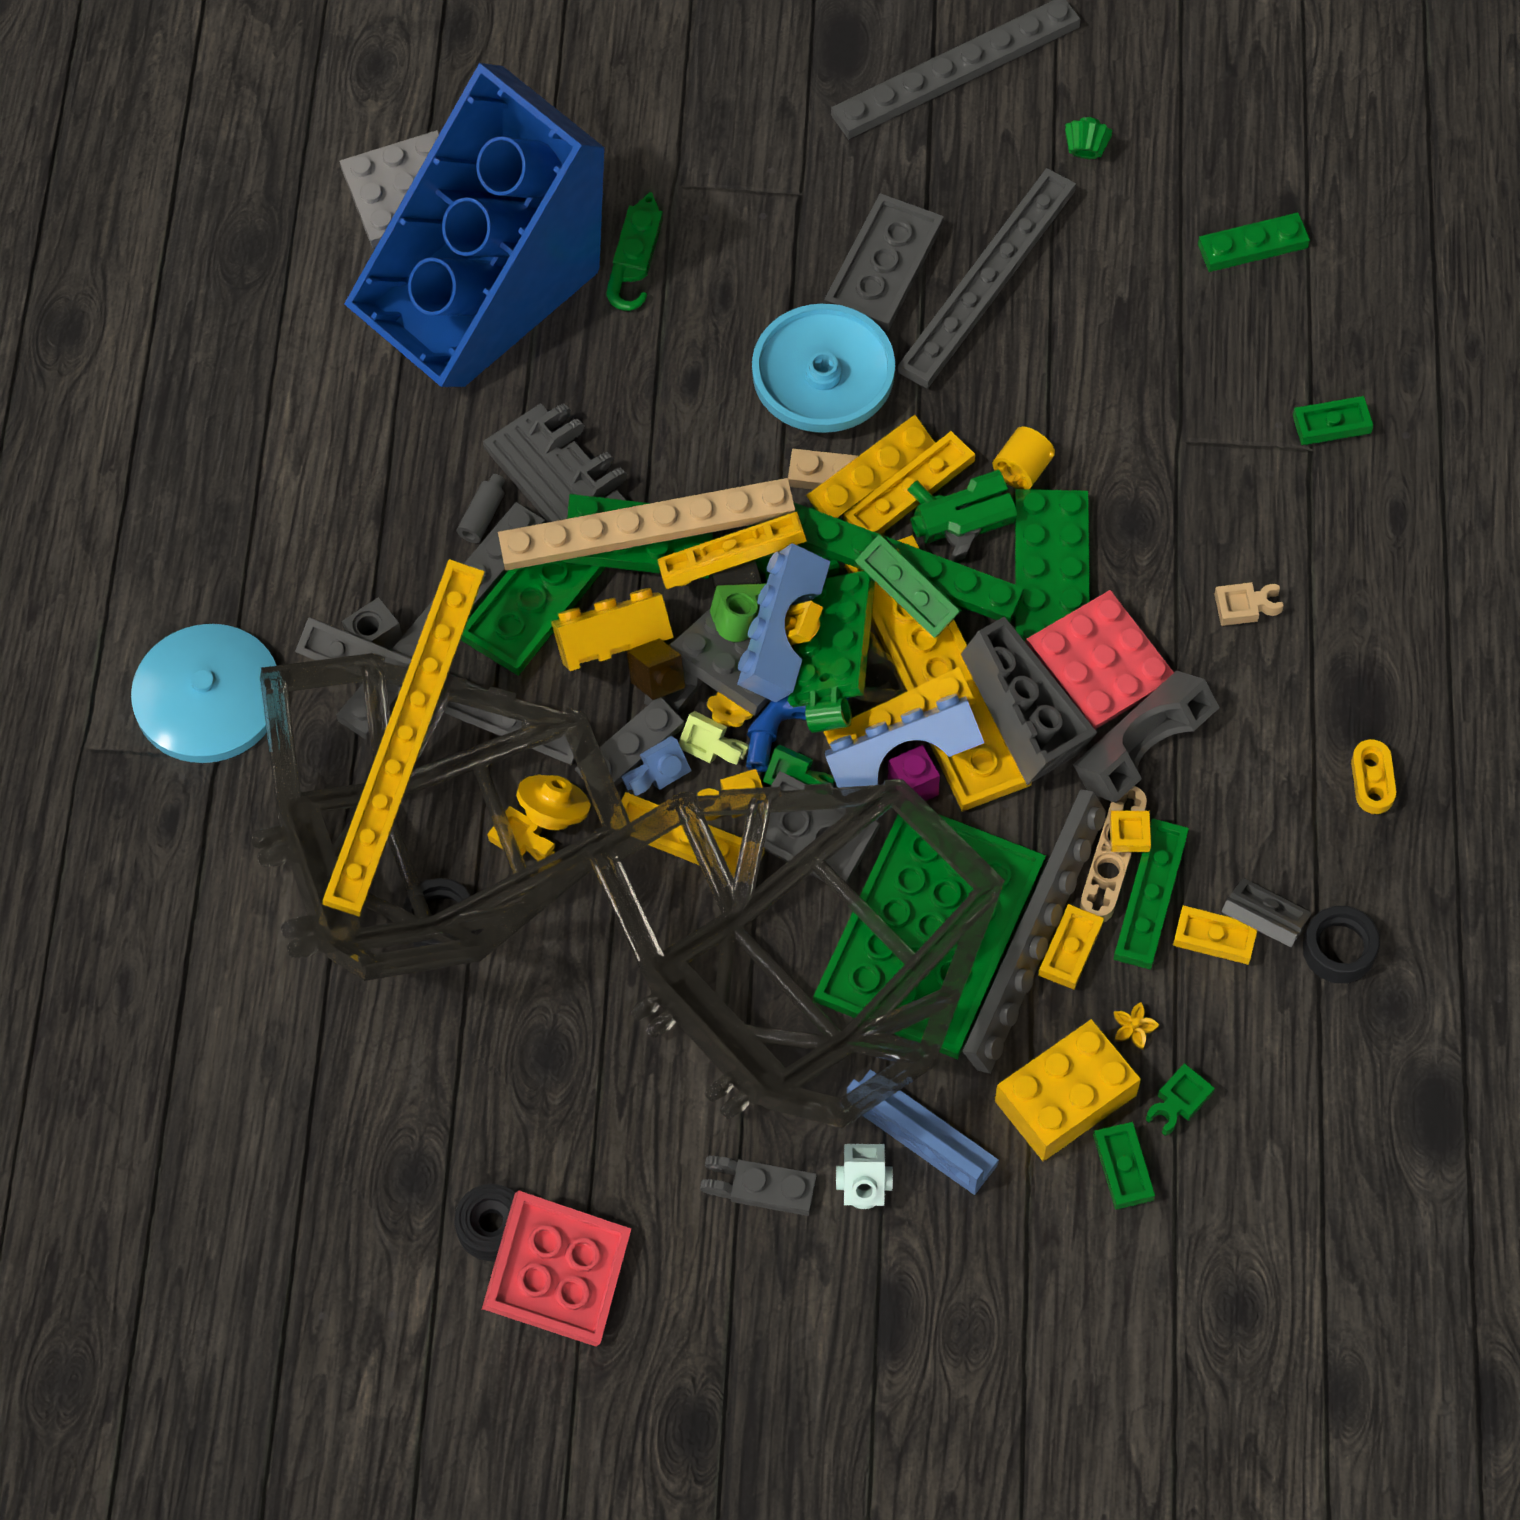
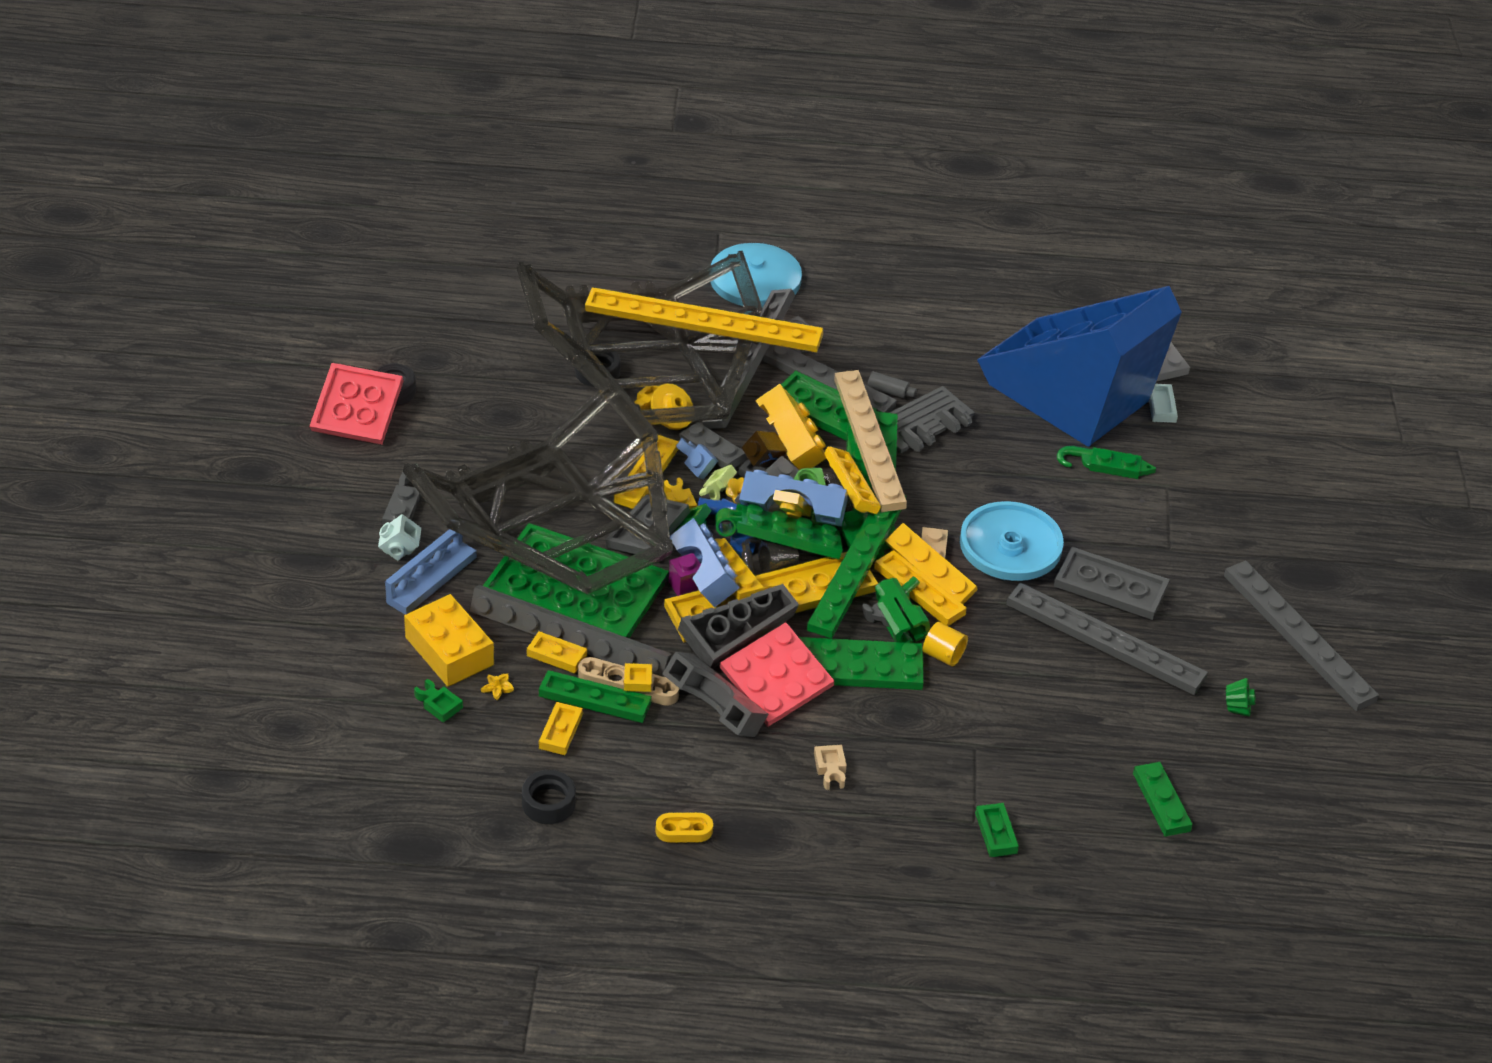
camera: 85 degrees right, 20 degrees down
(908, 585) = (827, 565): green plate -> none
(1124, 1165) = (393, 669): green plate -> none
(1266, 912) = (574, 751): dark grey plate -> none

